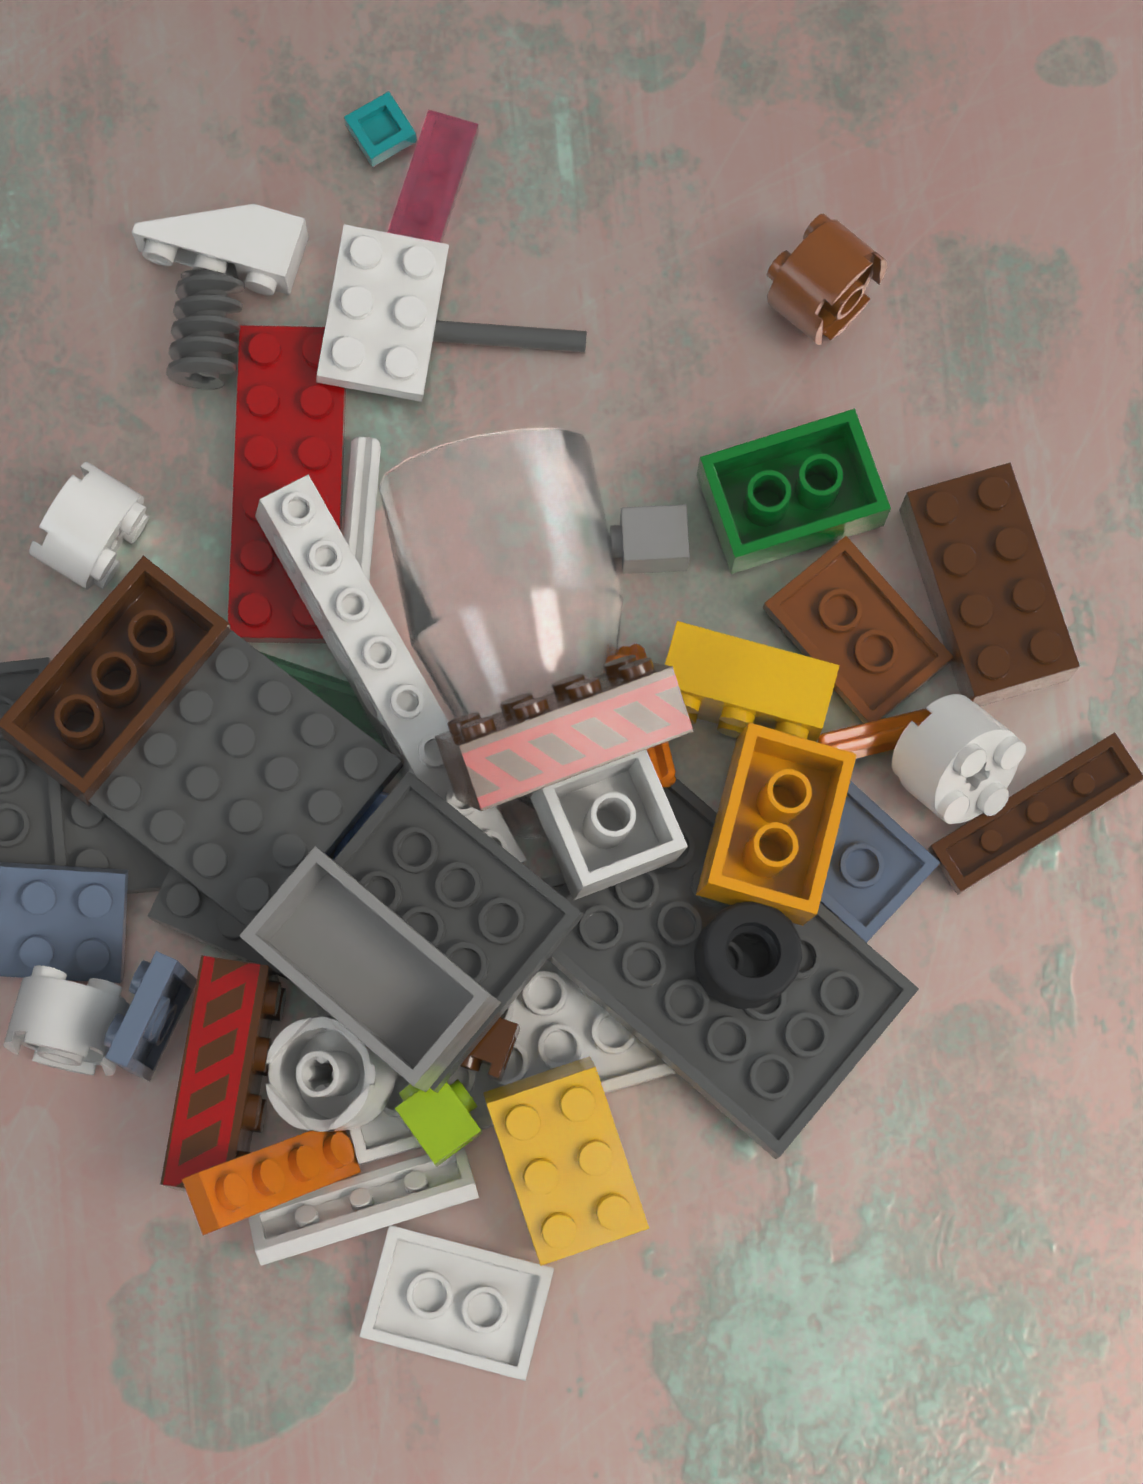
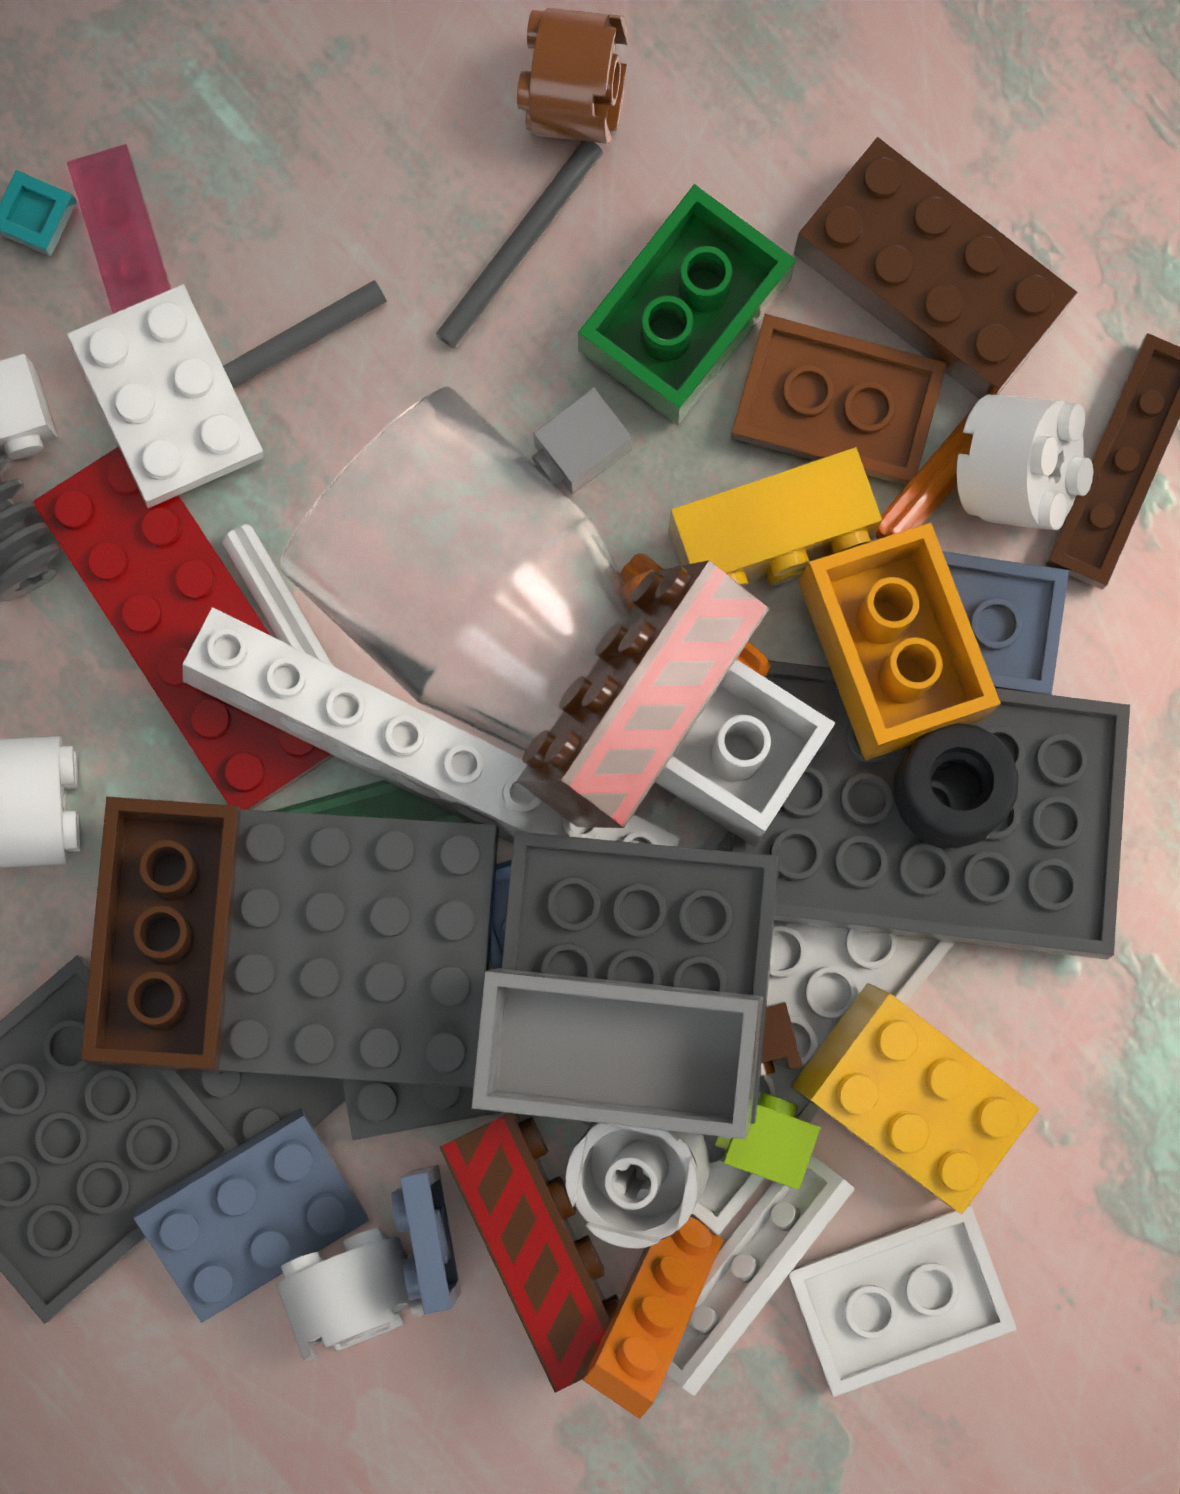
camera: 30 degrees left, 5 degrees up
(707, 373) = (519, 243): none -> dark grey piece

